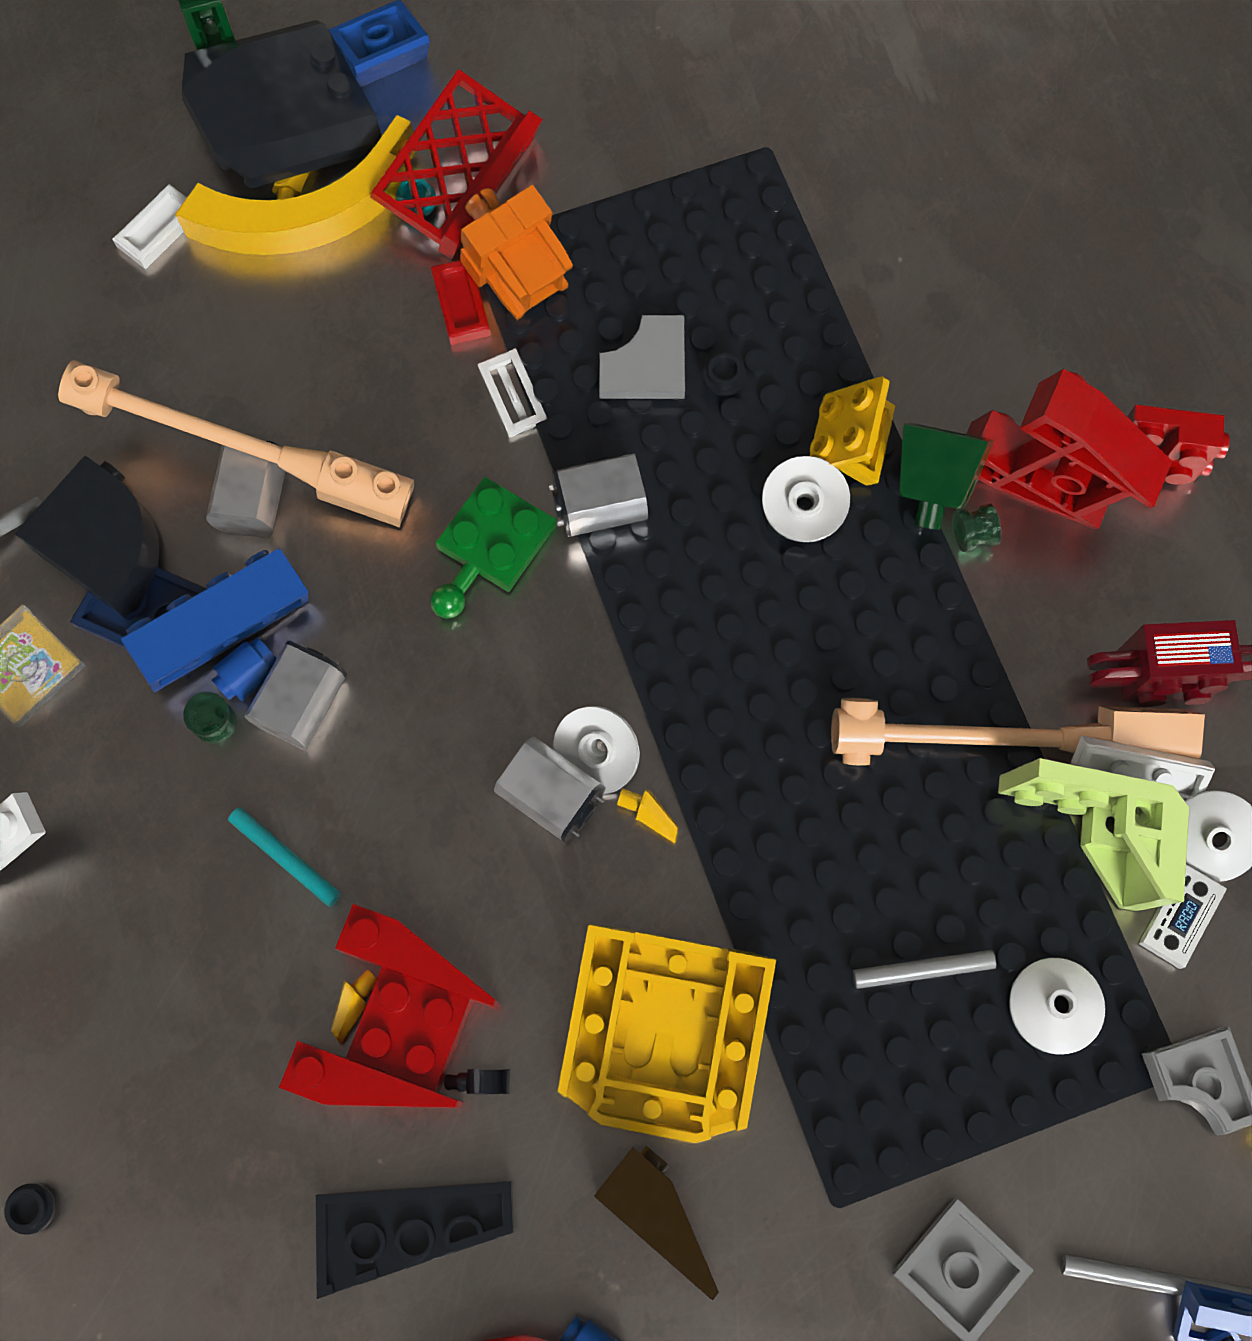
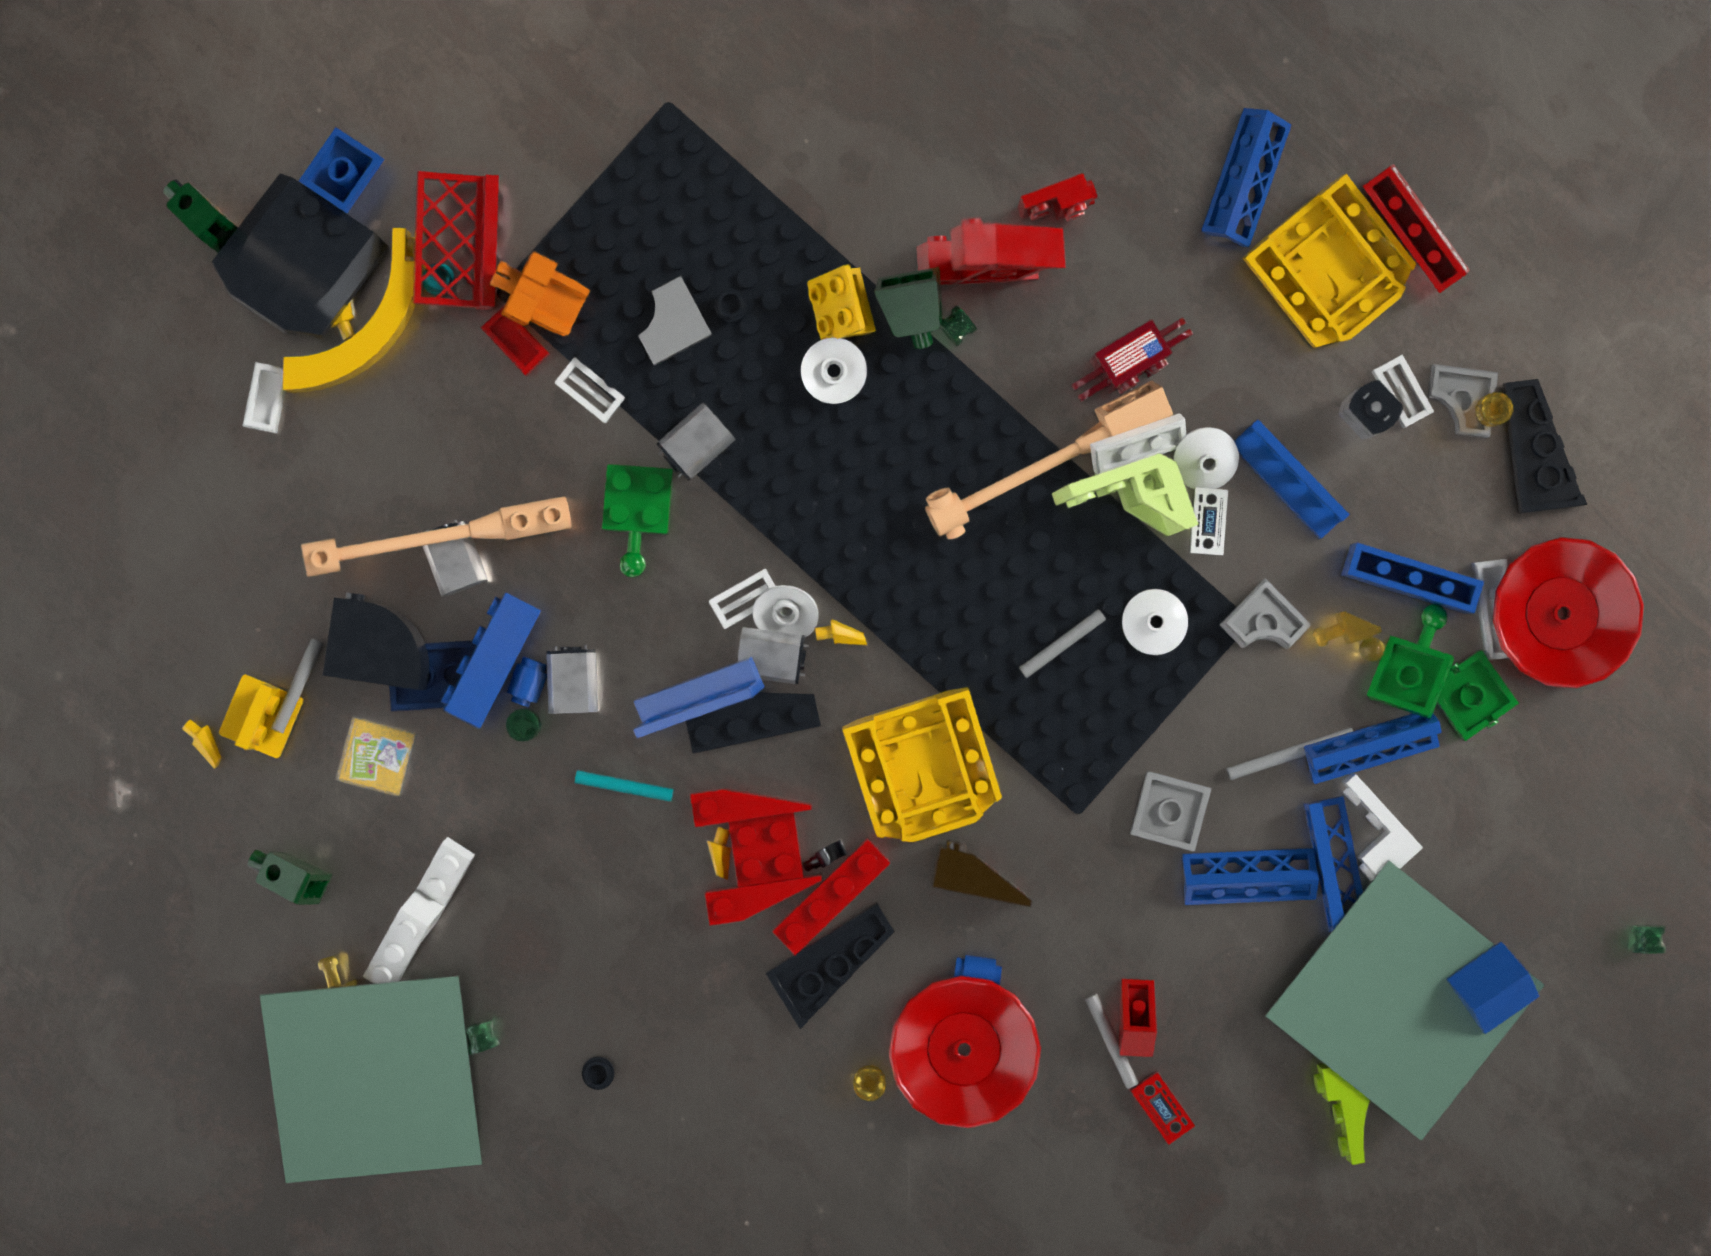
camera: 25 degrees left, 15 degrees up
(434, 787) = (697, 696): none -> blue fence
(455, 1138) = (831, 896): none -> red brick
(473, 849) = (752, 720): none -> black wing
(547, 694) = (749, 581): none -> white tile

